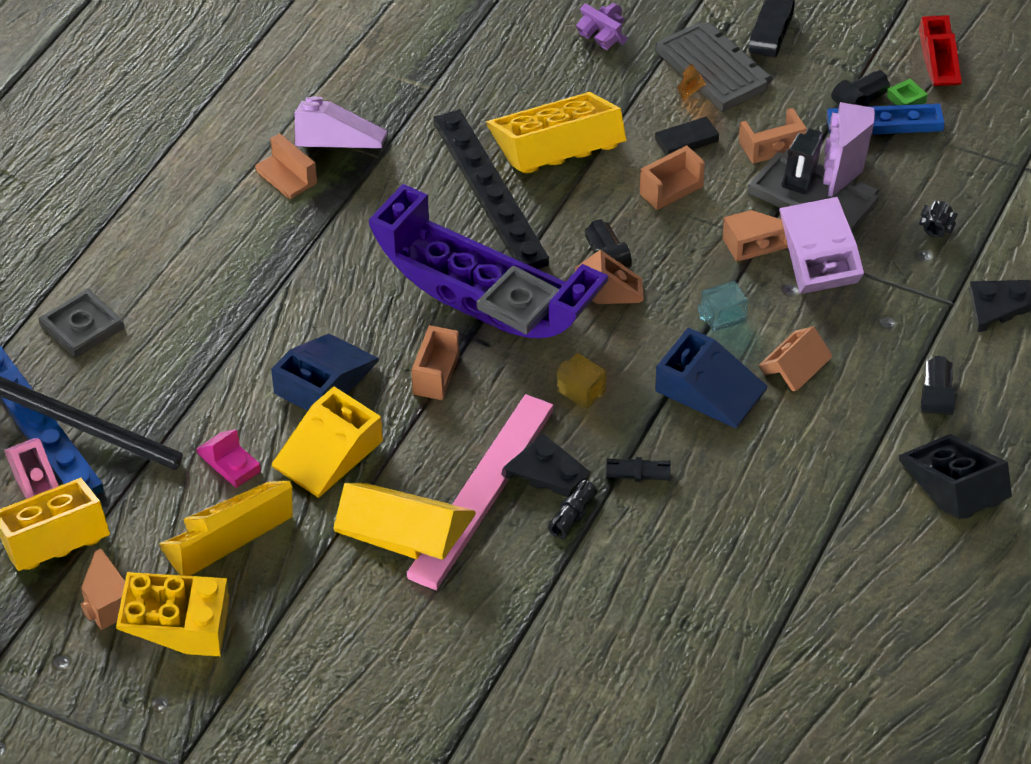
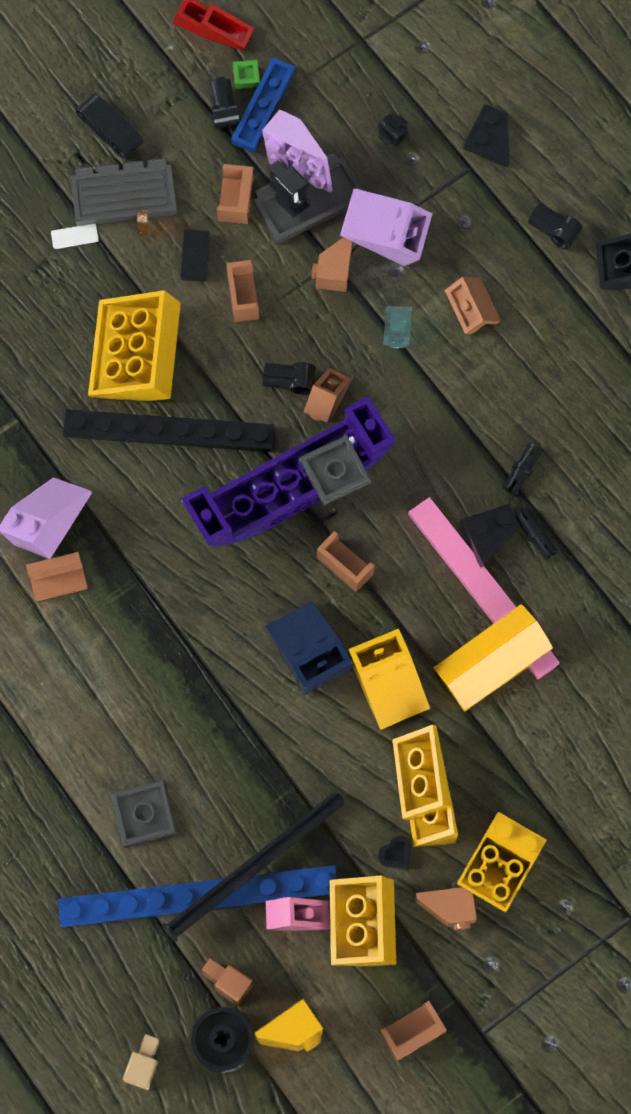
camera: 65 degrees left, 25 degrees up
(143, 531) = (396, 854): none -> black tile
(229, 458) = (353, 758): dark pink slope -> none
(581, 380) = (418, 465): clear yellow brick -> none
(606, 21) = (22, 255): medium lavender hips -> none
(643, 53) = (74, 236): none -> white sticker
(708, 379) = (468, 376): dark blue slope -> none

